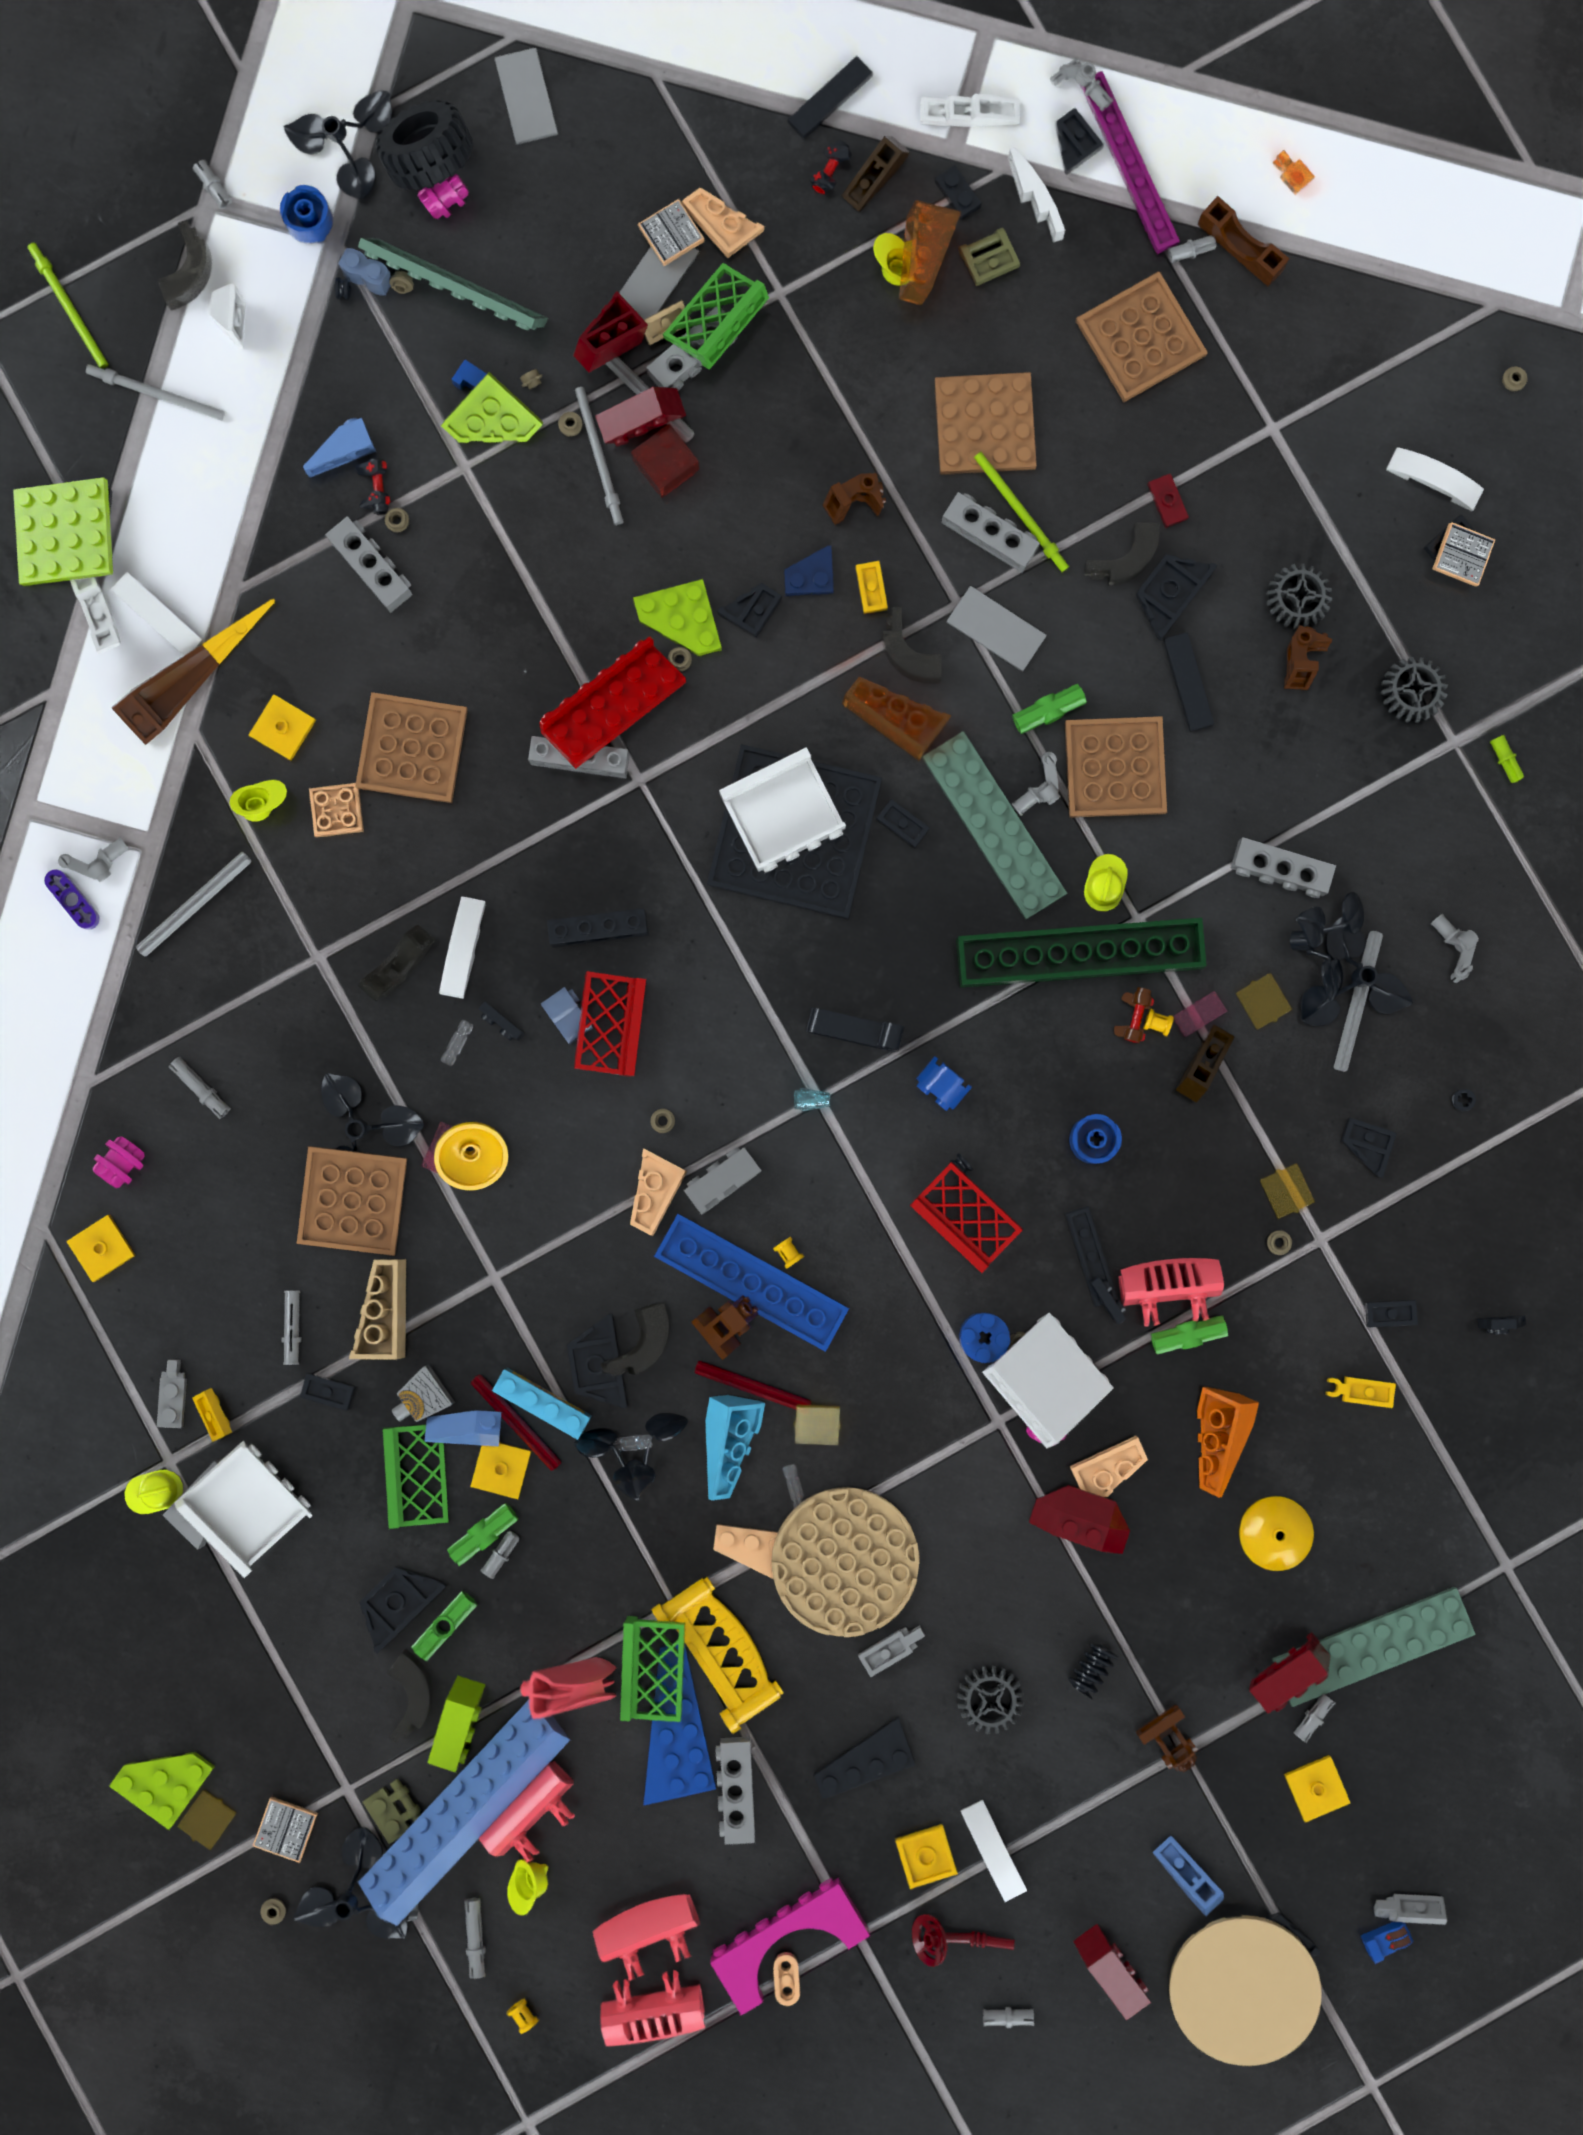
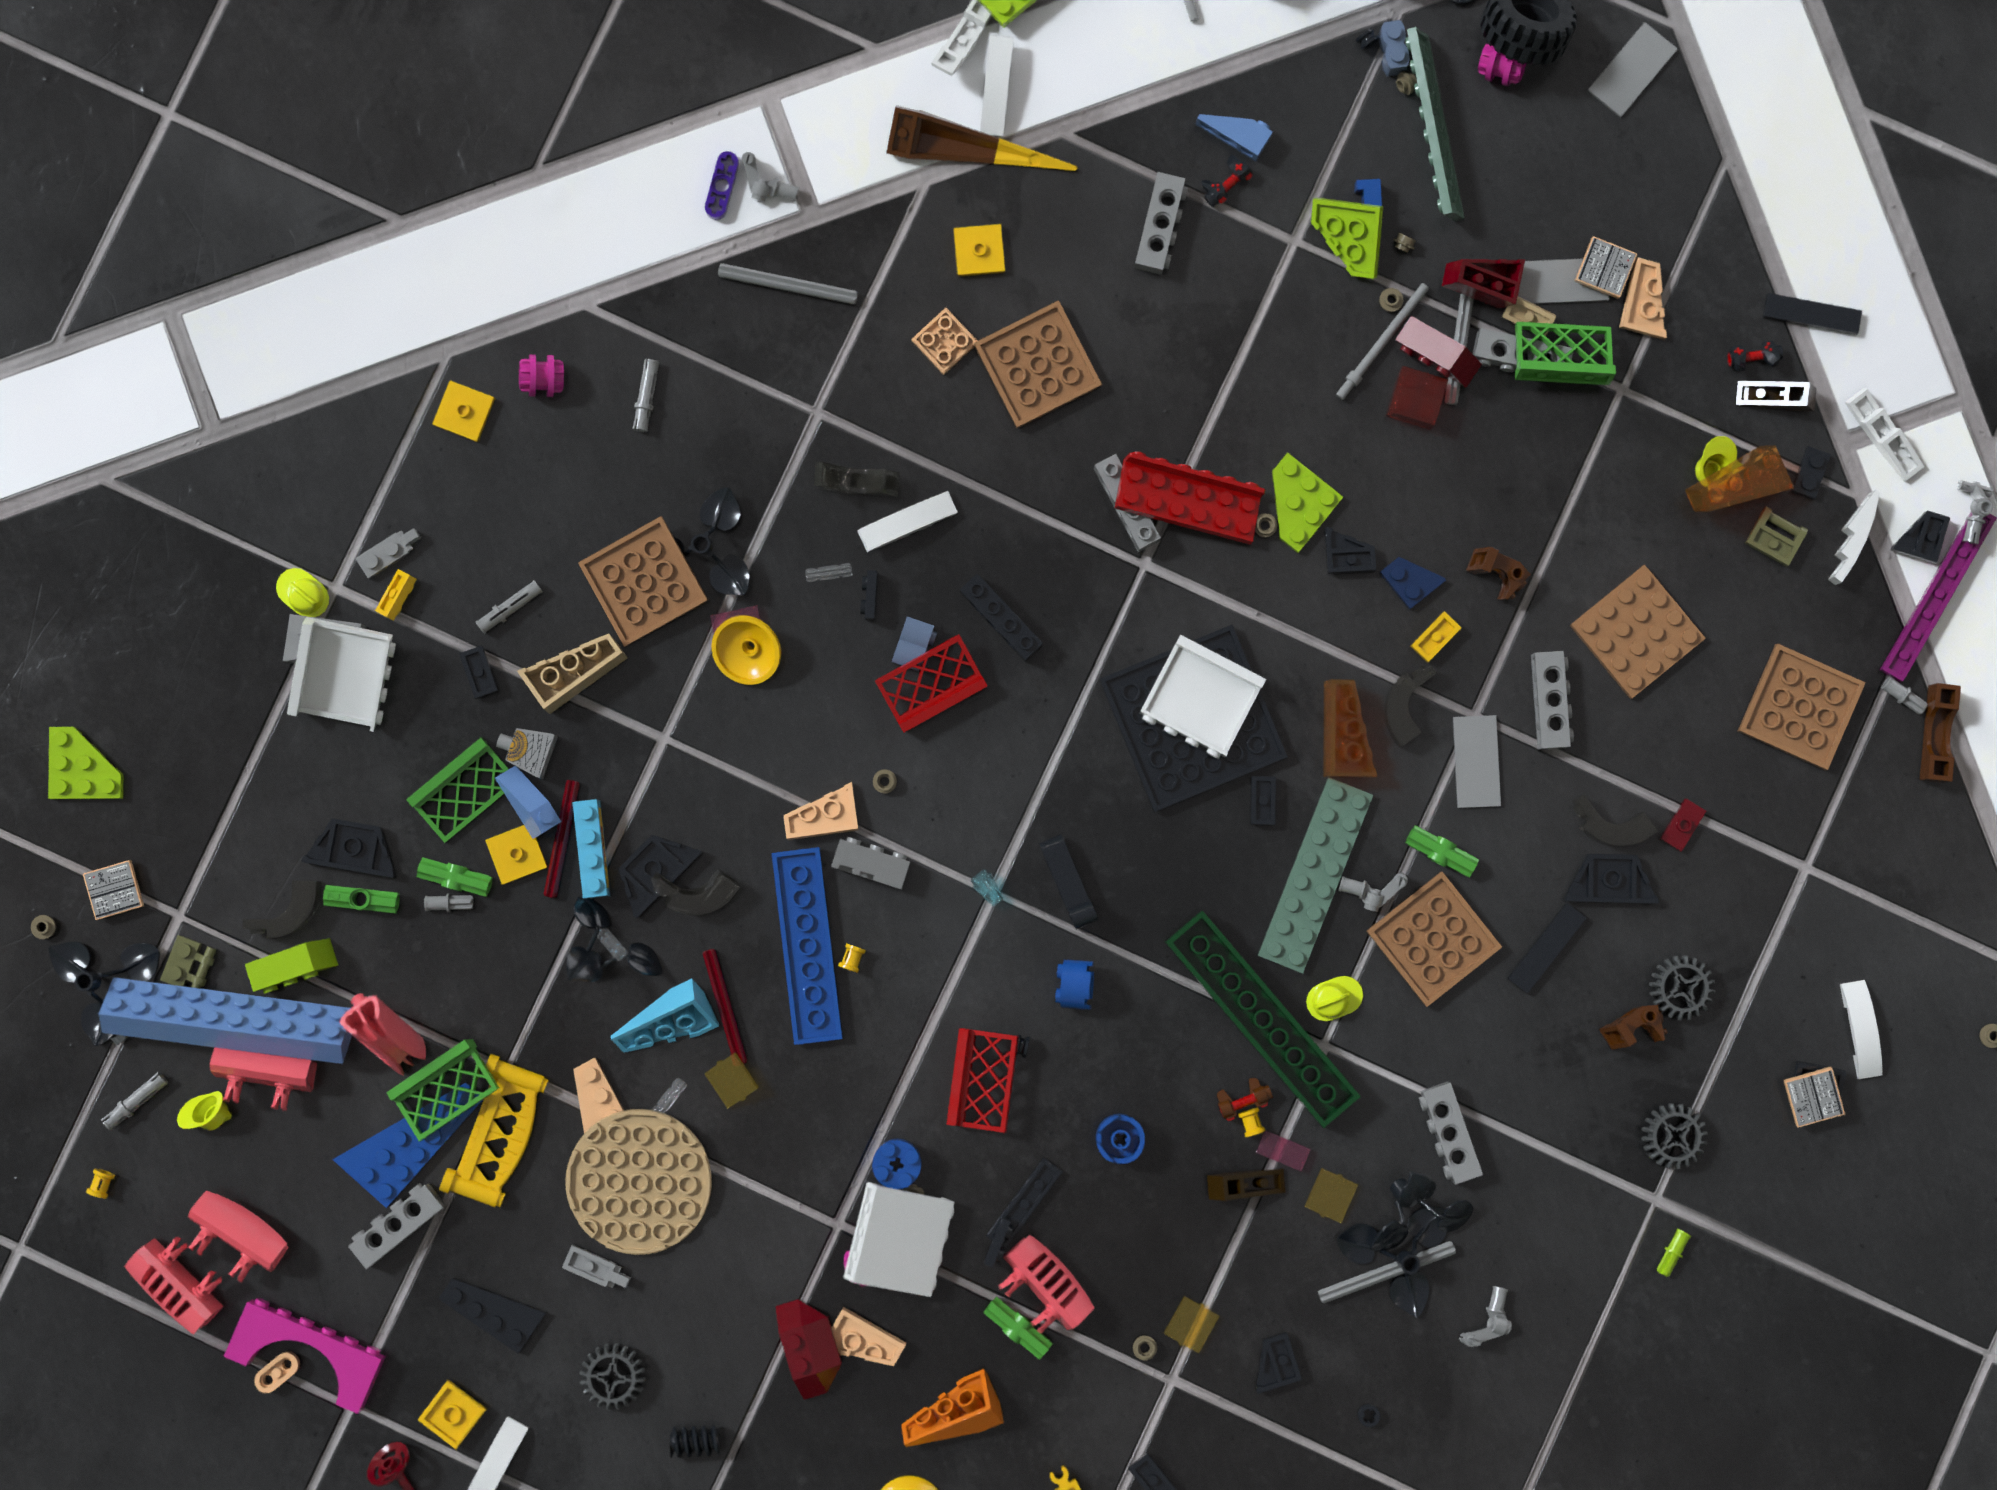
camera: 50 degrees right, 0 degrees up
(206, 1819) = (77, 823): clear yellow piece -> none
(258, 800) = (907, 275): neon yellow piece -> none
(394, 513) = (1212, 211): dark tan plate -> none
(721, 1328) = (751, 948): reddish brown tile -> none
(1050, 549) = (1573, 759): lime bar -> none

